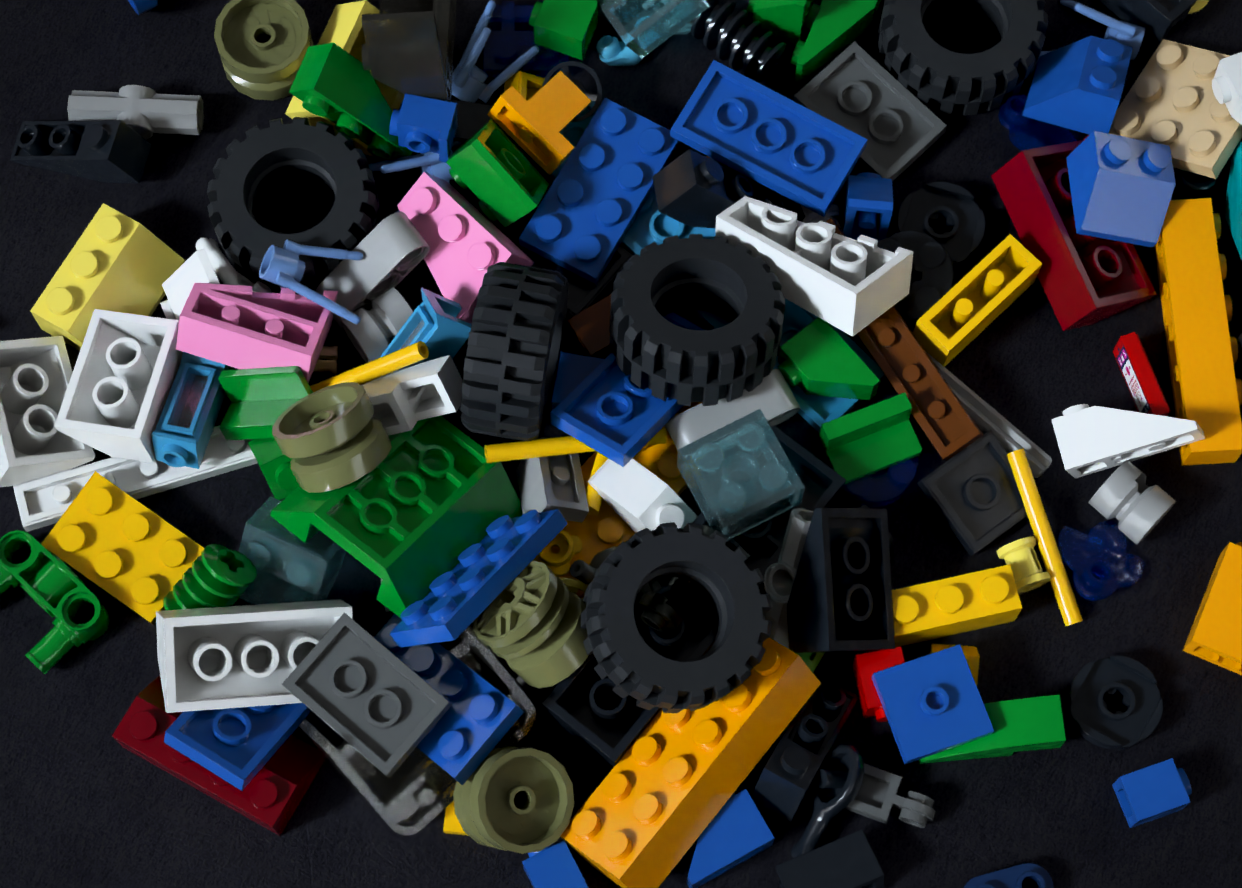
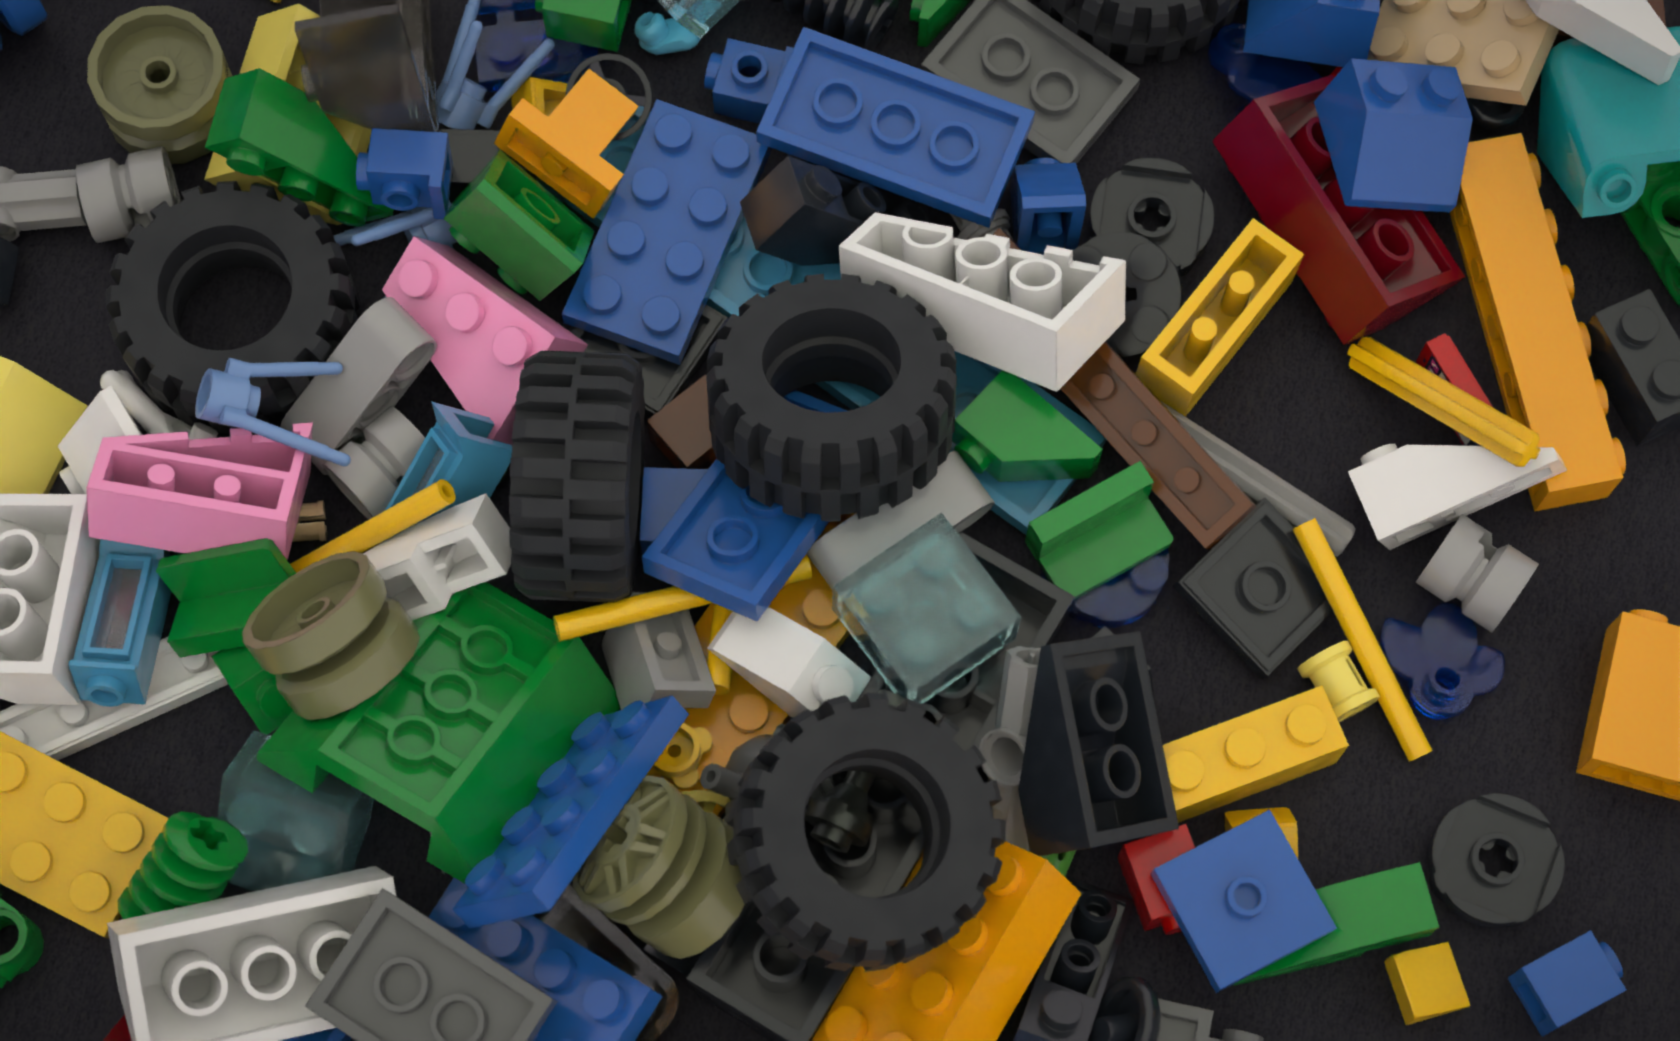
camera: 10 degrees left, 0 degrees up
(229, 117) = (122, 195): none -> light grey wheel
(666, 102) = (741, 95): none -> blue brick
(1054, 779) = (1426, 982): none -> yellow slope
(1125, 379) = (1444, 402): none -> yellow axle

